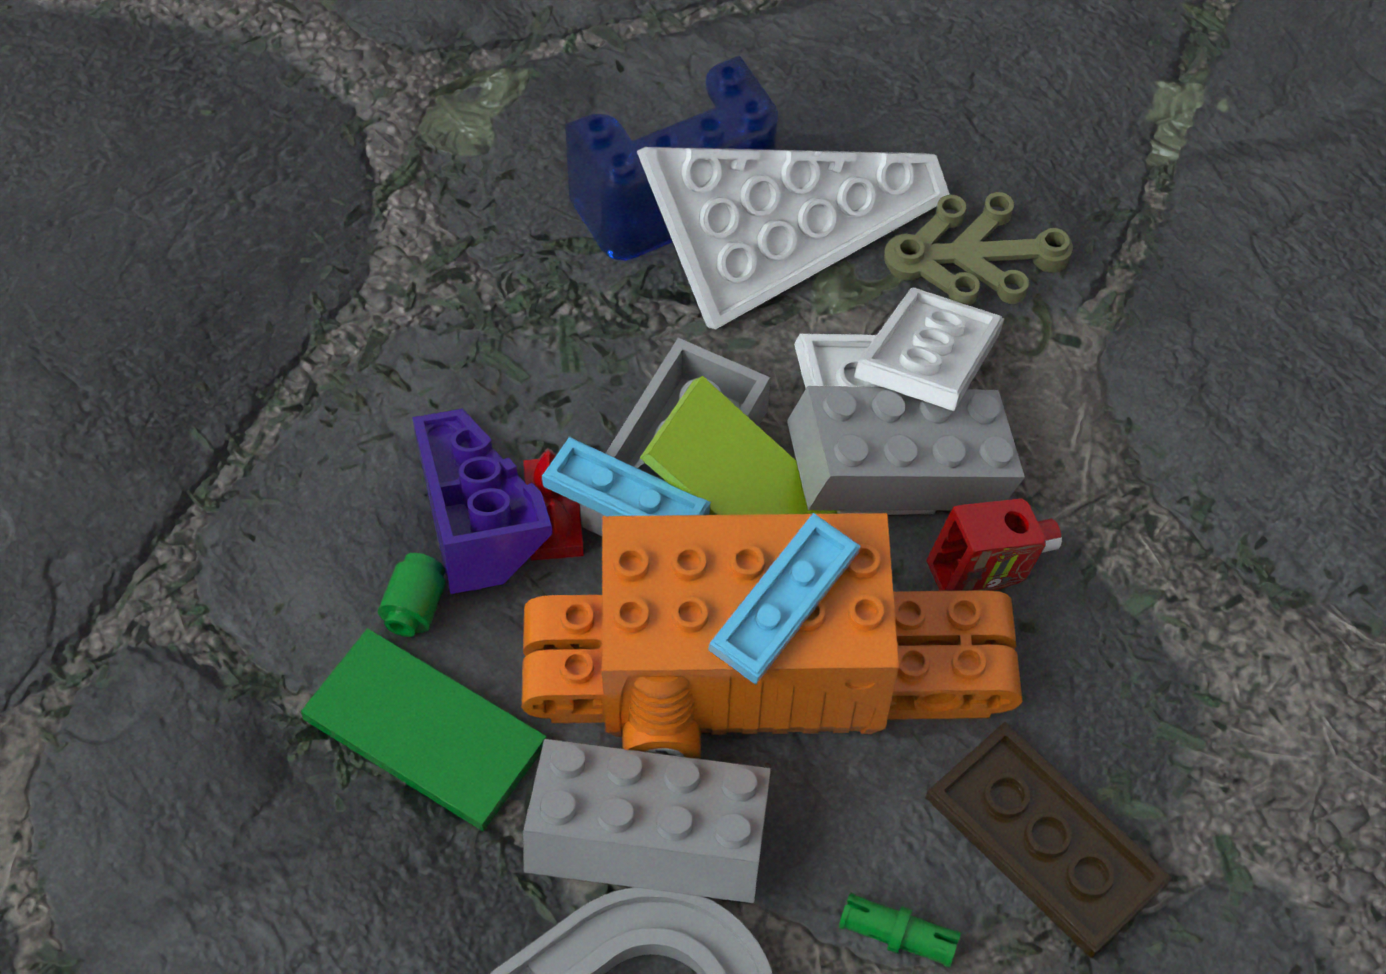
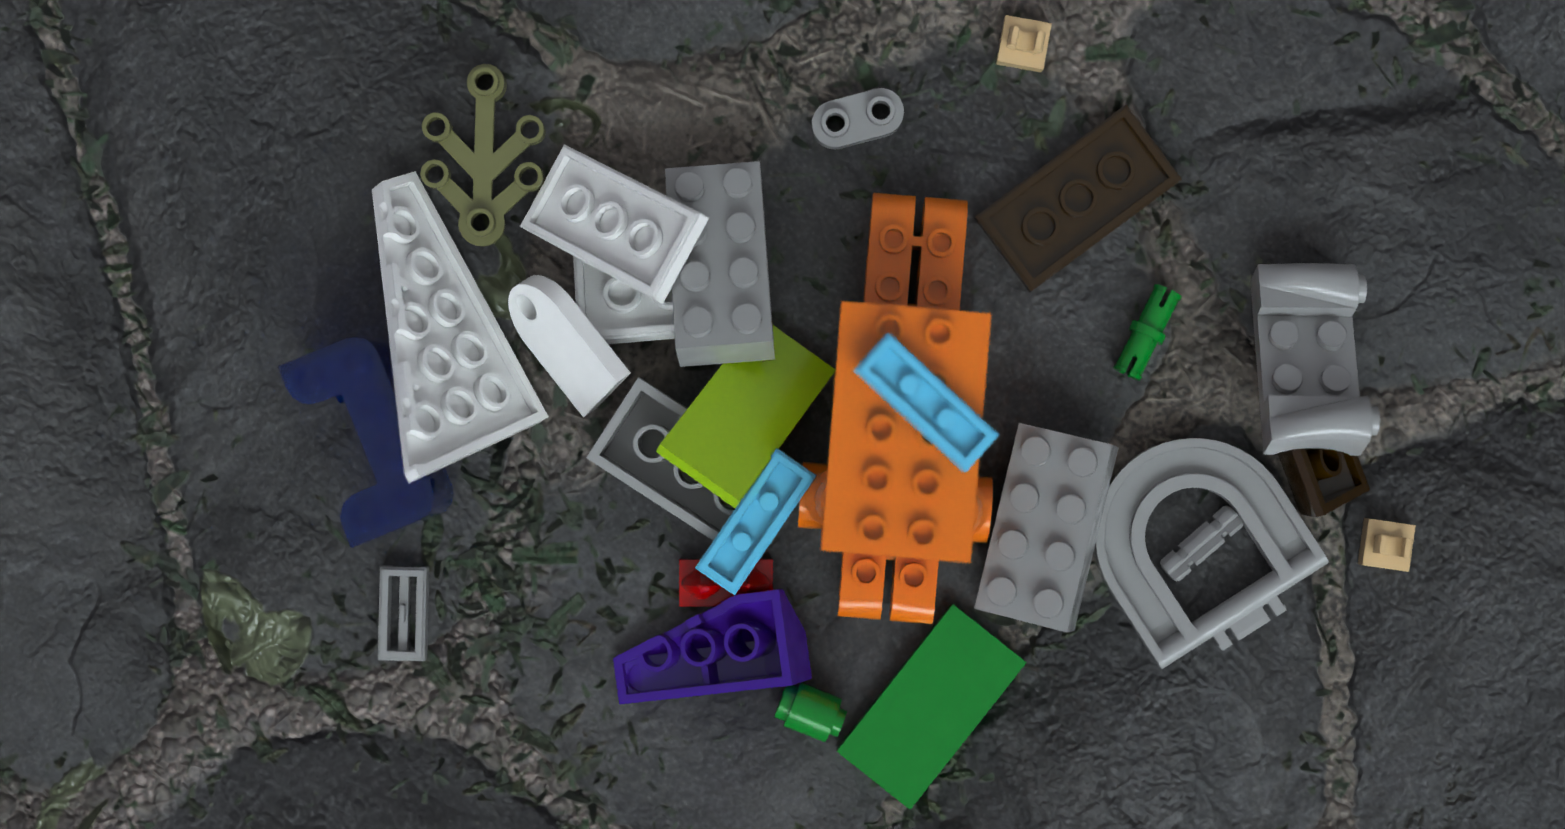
camera: 85 degrees left, 30 degrees up
(498, 230) = (422, 608): none -> light grey tile
(797, 321) = (565, 342): none -> white tile
(990, 545) = (822, 211): red torso -> none
(1089, 589) = (858, 119): none -> light grey plate
(1217, 759) = (1023, 43): none -> tan tile

